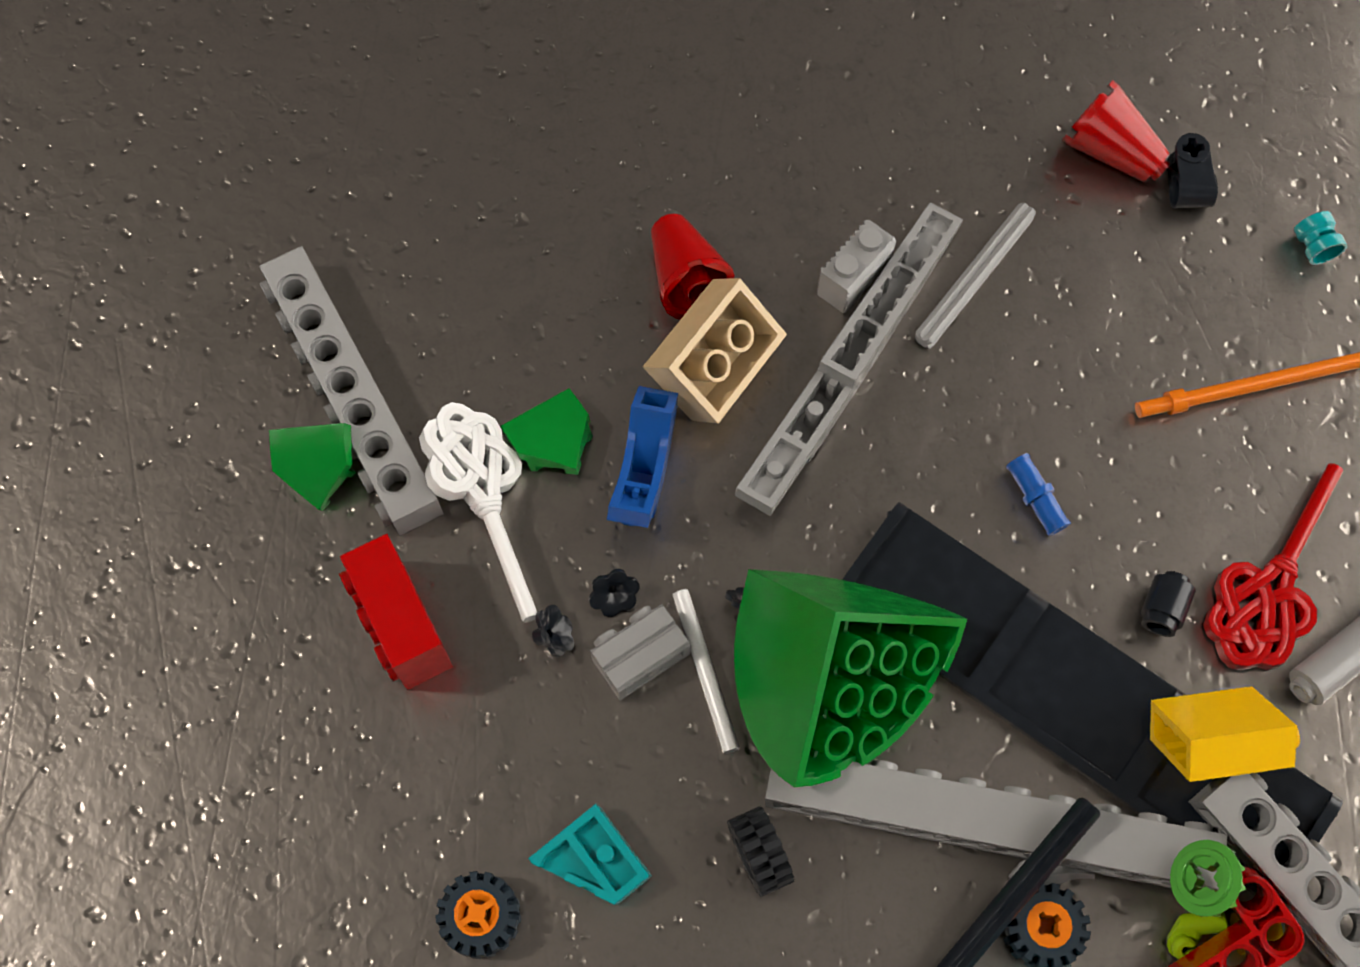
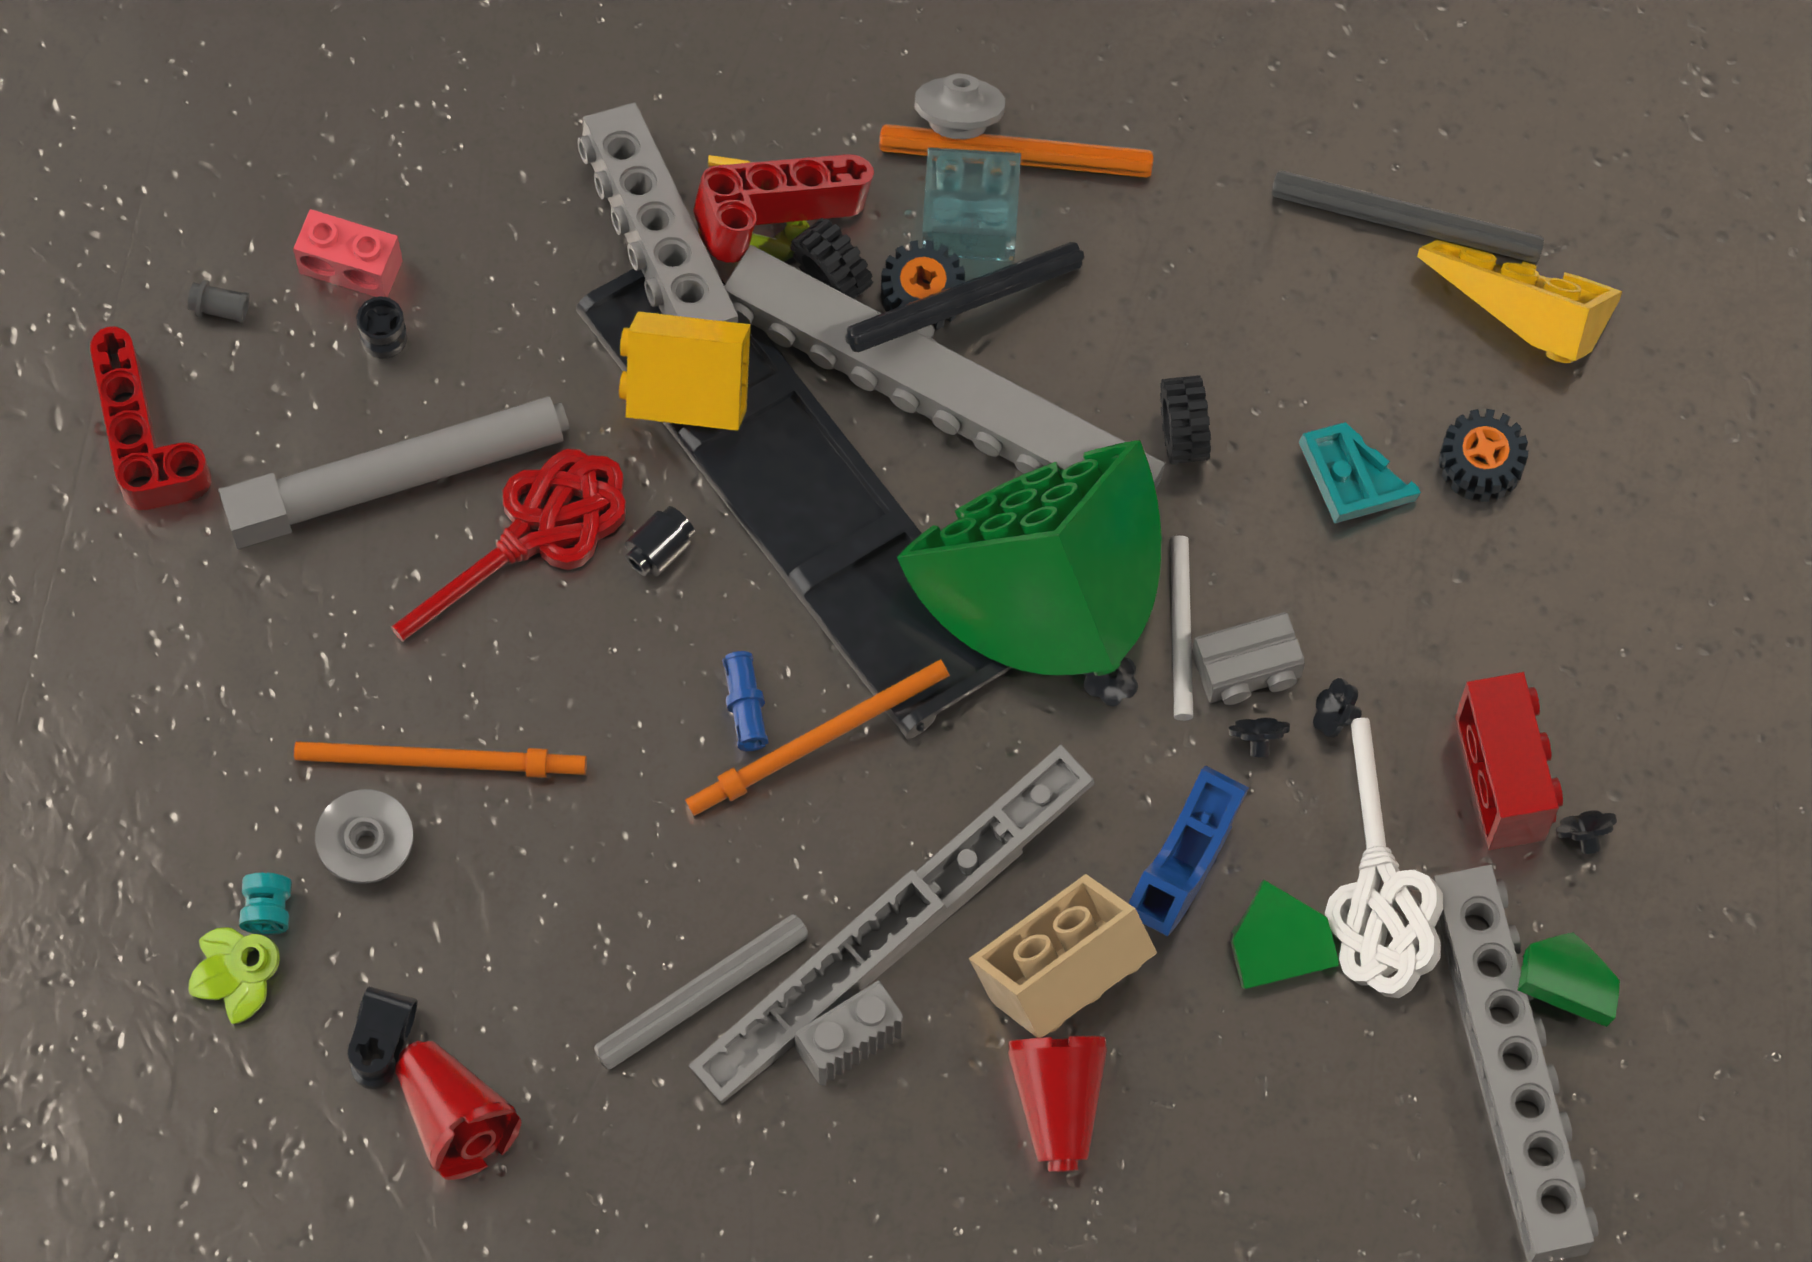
camera: 165 degrees left, 0 degrees up
(320, 592) = (1587, 829): none -> black plant
(1017, 430) = (733, 783): none -> orange bar
(1139, 910) = (831, 258): none -> black tyre
(1187, 878) = (778, 262): bright green gear -> none
(1286, 294) = (359, 815): none -> light grey dish
(1313, 193) = (228, 974): none -> lime plate

